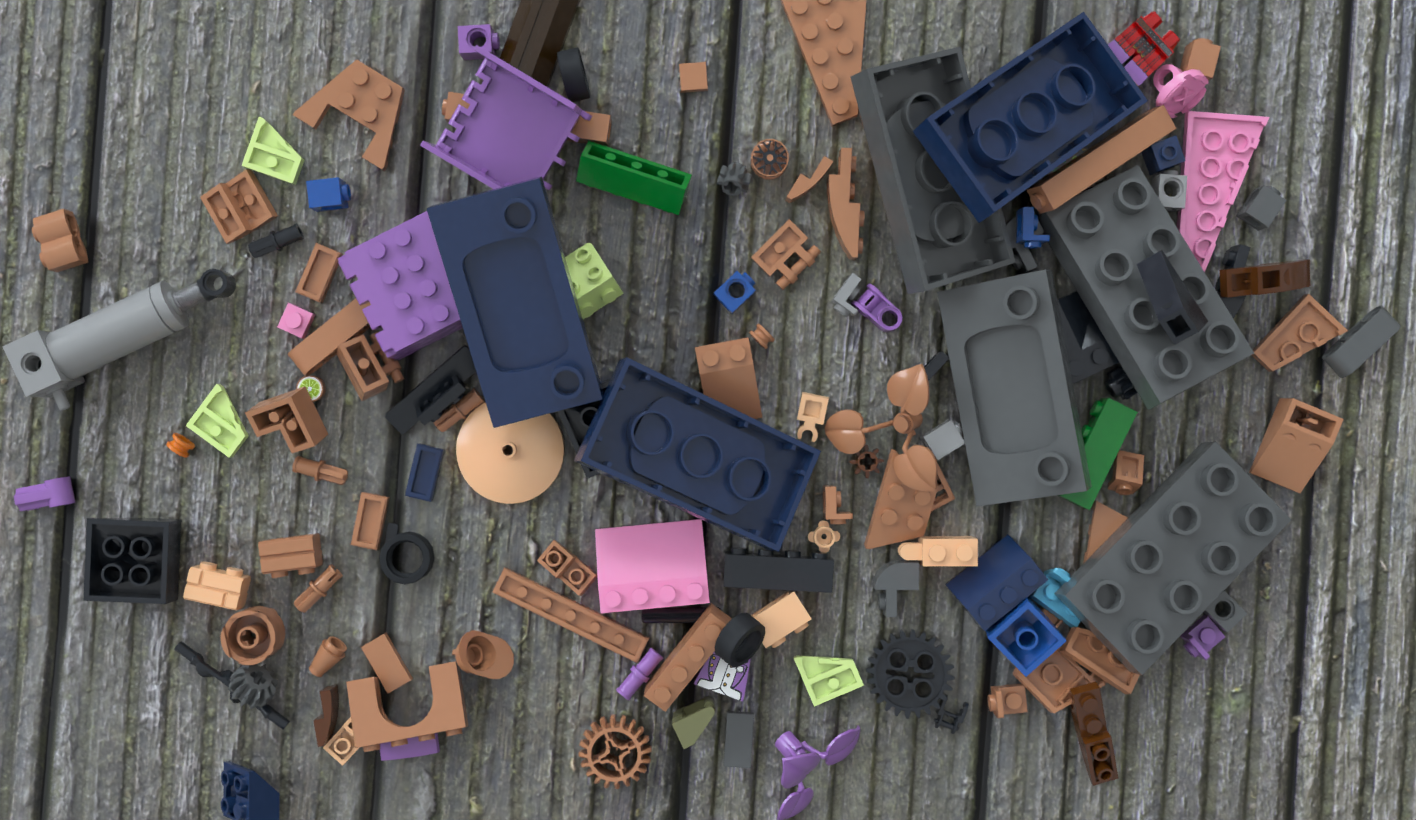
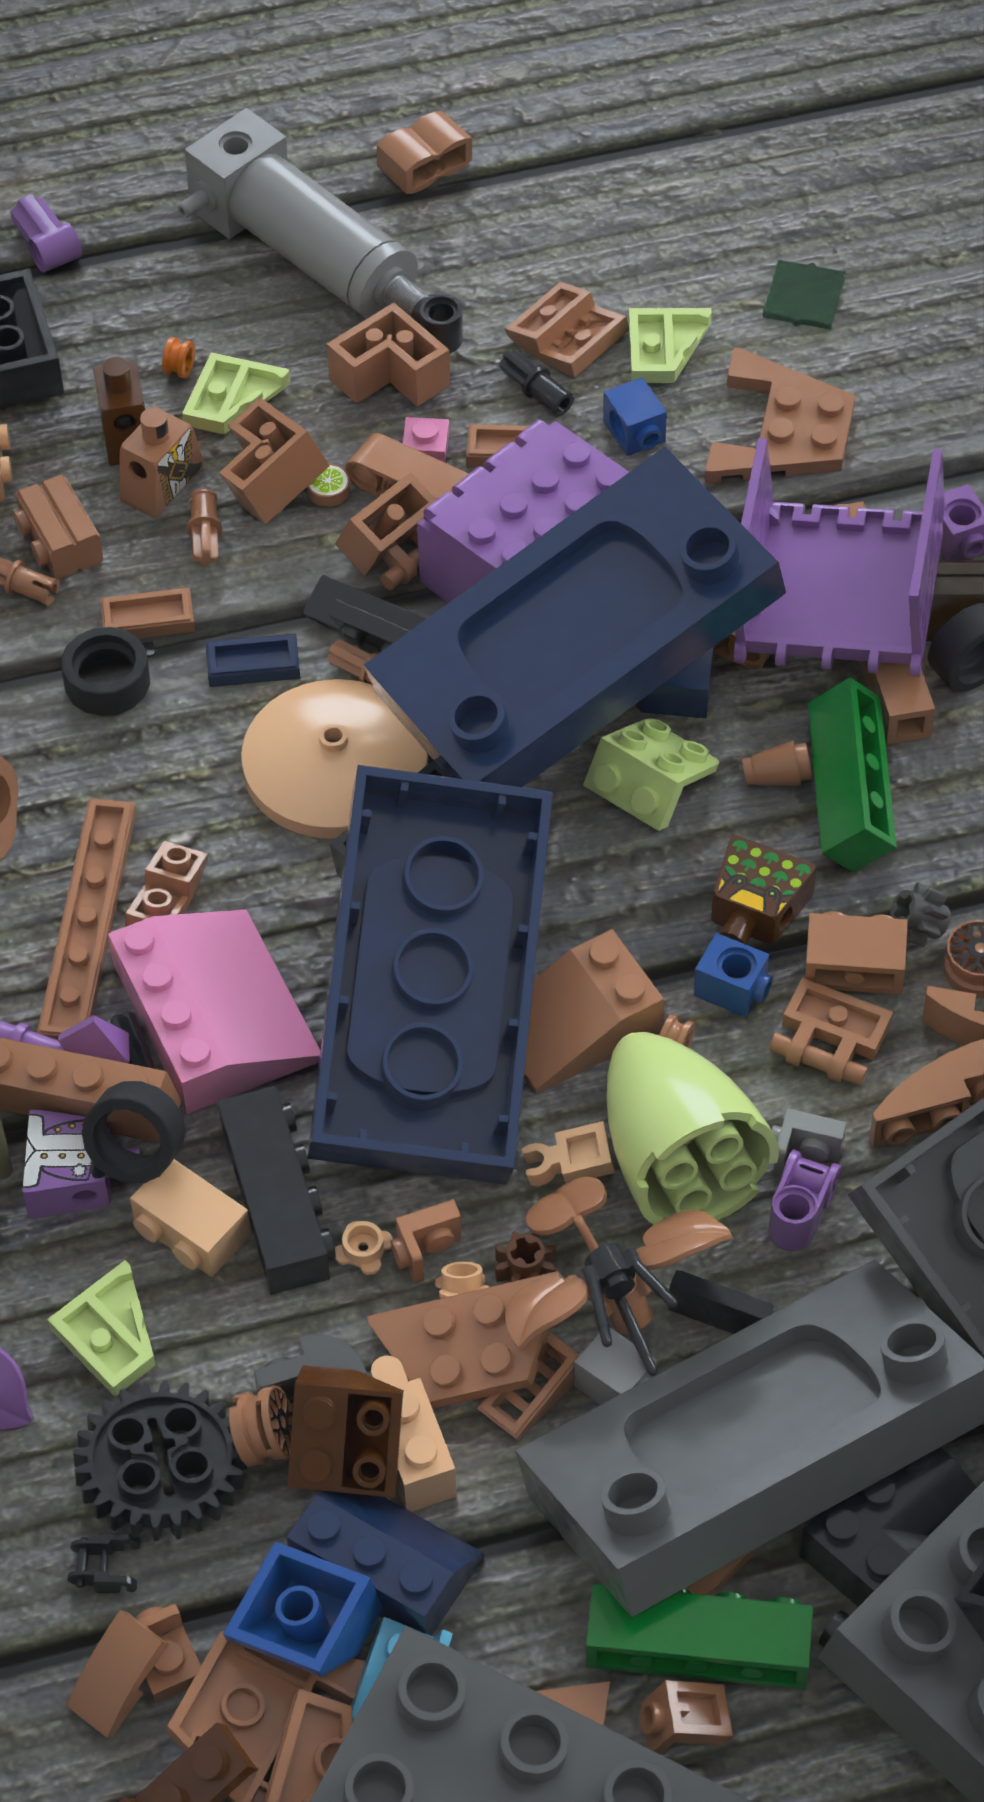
camera: 75 degrees right, 35 degrees down
(215, 493) = (118, 394): none -> reddish brown torso
(225, 322) = (386, 351): none -> nougat brick
(260, 54) = (804, 294): none -> clear green piece
(263, 483) = (157, 461): none -> nougat torso
(607, 212) = (778, 766): none -> nougat cone
(662, 635) = (97, 1039): none -> medium lavender slope
(688, 259) = (759, 891): none -> reddish brown torso
(748, 222) = (857, 952): none -> nougat brick
(822, 359) = (683, 1130): none -> yellowish green cylinder
(859, 493) = (460, 1279): none -> light nougat plate
(913, 429) = (611, 1272): none -> black plant
(914, 620) = (261, 1426): none -> nougat wheel
(941, 587) = (345, 1432): none -> reddish brown slope
(1016, 726) = (114, 1672): none -> nougat slope

